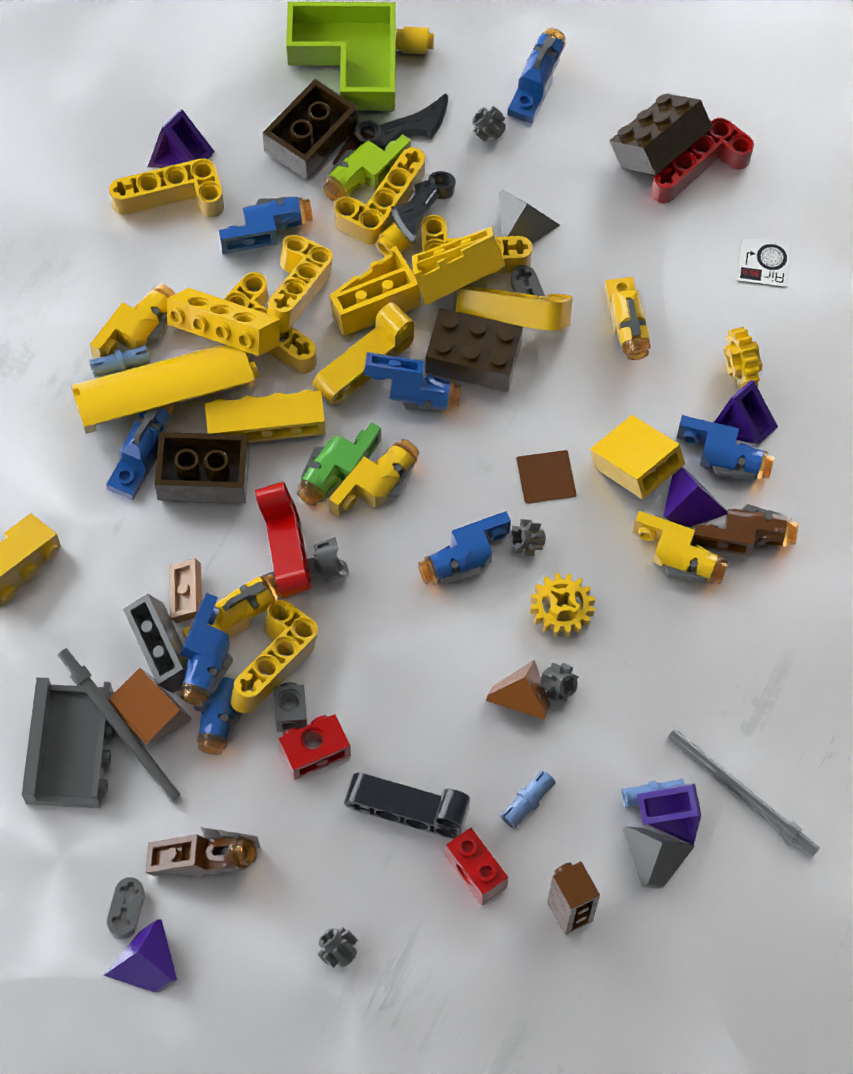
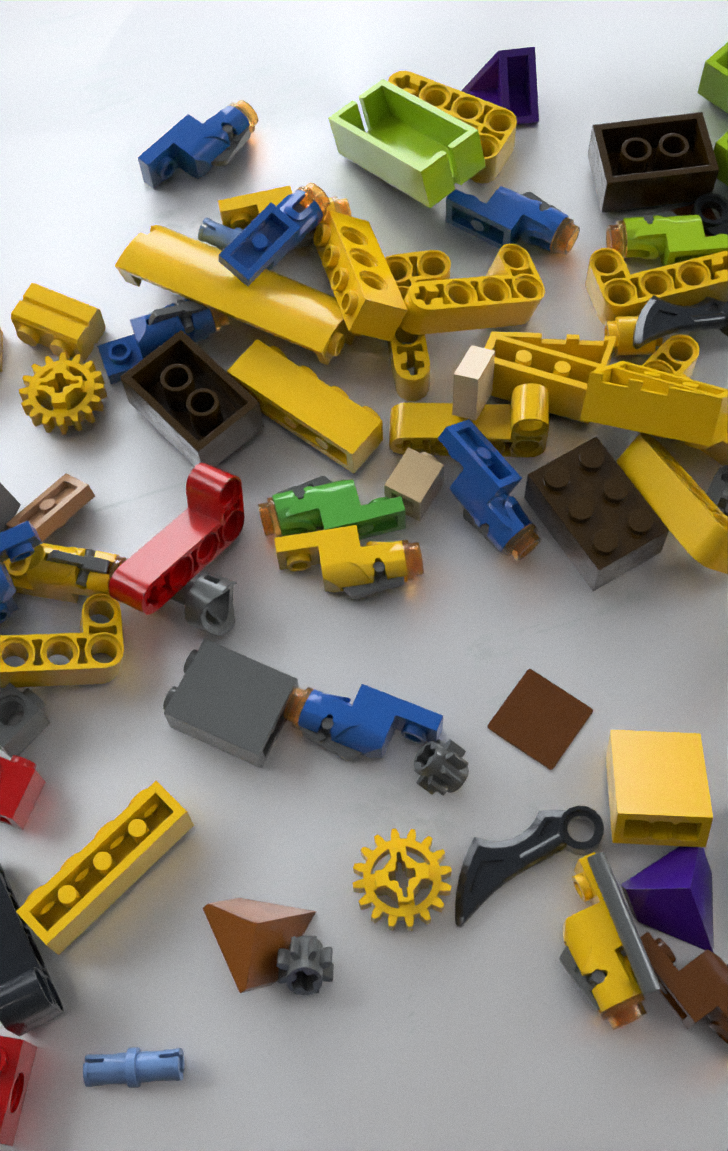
camera: 50 degrees right, 0 degrees up
(35, 319) = (199, 145): none -> blue plate
(69, 490) = (57, 322): none -> yellow brick
(118, 529) = (62, 389): none -> yellow gear
(156, 334) = (275, 233): none -> blue plate
(166, 223) = (408, 142): none -> lime piece
(350, 330) = (473, 382): none -> tan piece
(365, 408) = (416, 480): none -> tan brick
(391, 599) = (230, 702): none -> dark grey brick
(420, 734) = (105, 867): none -> yellow brick
(595, 561) = (494, 863): none -> black piece
(683, 528) = (624, 923): none -> dark grey bar

